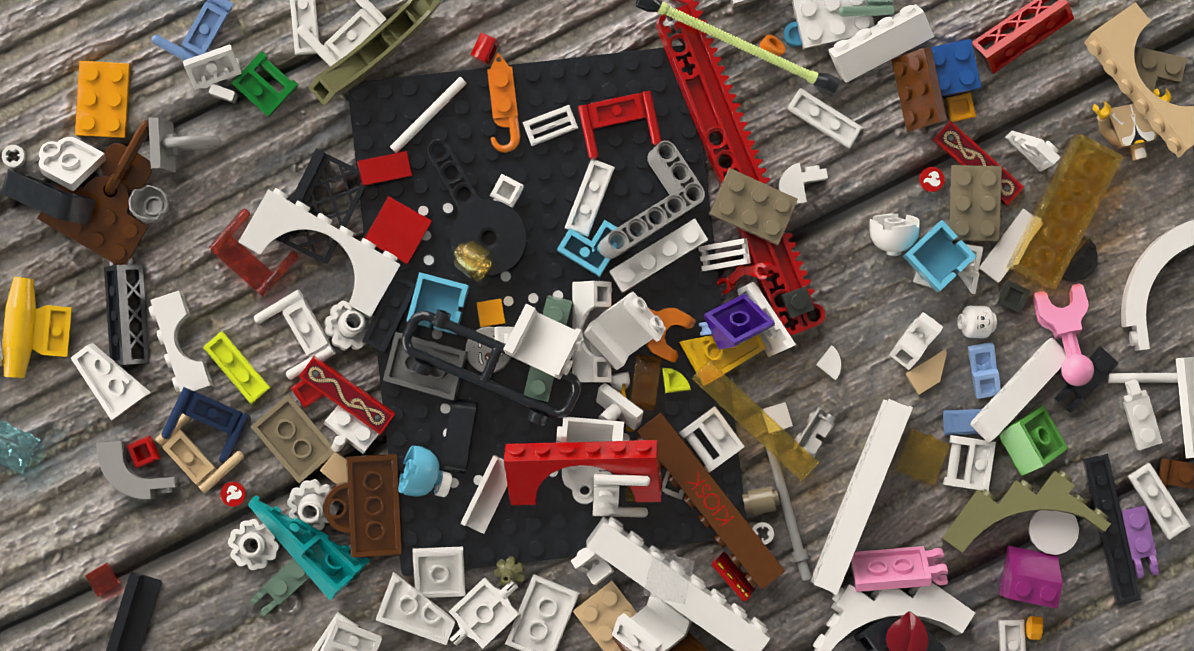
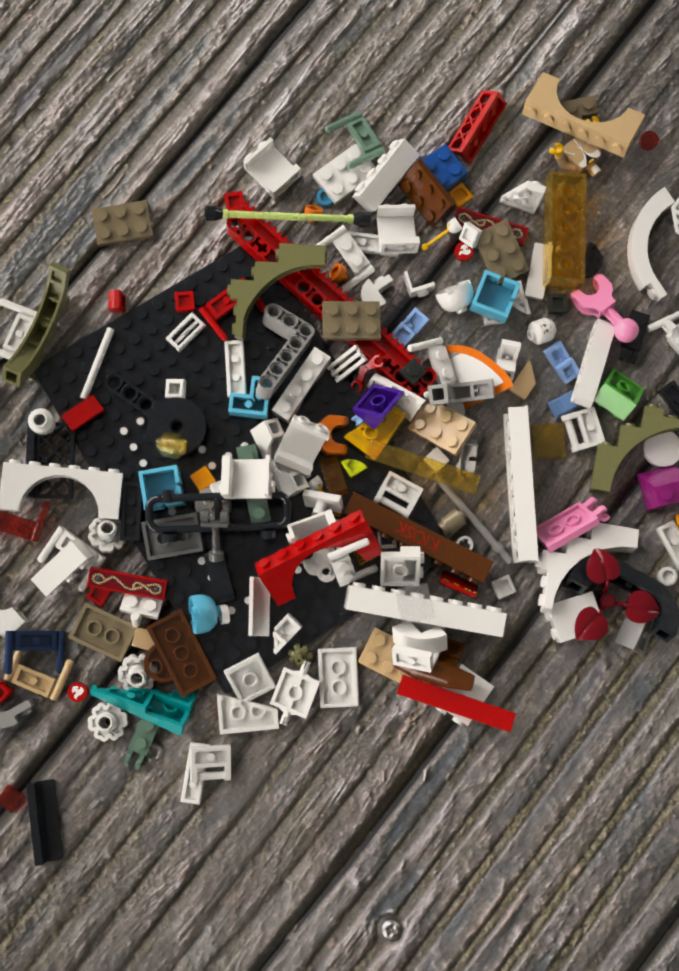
camera: 25 degrees left, 5 degrees down
(236, 367) = (37, 600): neon yellow tile -> none
(280, 343) = (62, 568): none -> white brick
(332, 159) = (41, 421): none -> white head
(398, 230) = (112, 451): red tile -> none
(466, 412) = (215, 554): none -> dark grey bar
(504, 102) = (146, 331): orange plate -> none
(504, 537) = (285, 631): none -> white slope
(566, 87) = (184, 301): none -> red tile
(593, 565) = (356, 621): white bracket -> none
(667, 628) = (409, 636): none -> white brick
(675, 527) = (401, 567): none -> white plate
(713, 101) = (290, 260): none -> olive arch
(766, 137) = (338, 273): none -> orange tile
(784, 604) = (503, 587): none -> white tile
(793, 121) = (351, 254): none -> white plate
(802, 382) = (442, 427): none -> tan plate
(822, 242) = (410, 327): none -> light blue slope
(836, 307) = (438, 359): none -> white plate
(843, 352) = (461, 392): none -> light grey arch
(854, 206) = (419, 291): none -> white bracket
(862, 116) = (397, 229): none -> white panel
(870, 336) = (475, 366): none -> sticker
(932, 144) = (452, 226): none -> hinge
(947, 165) = (470, 234): none -> white tile

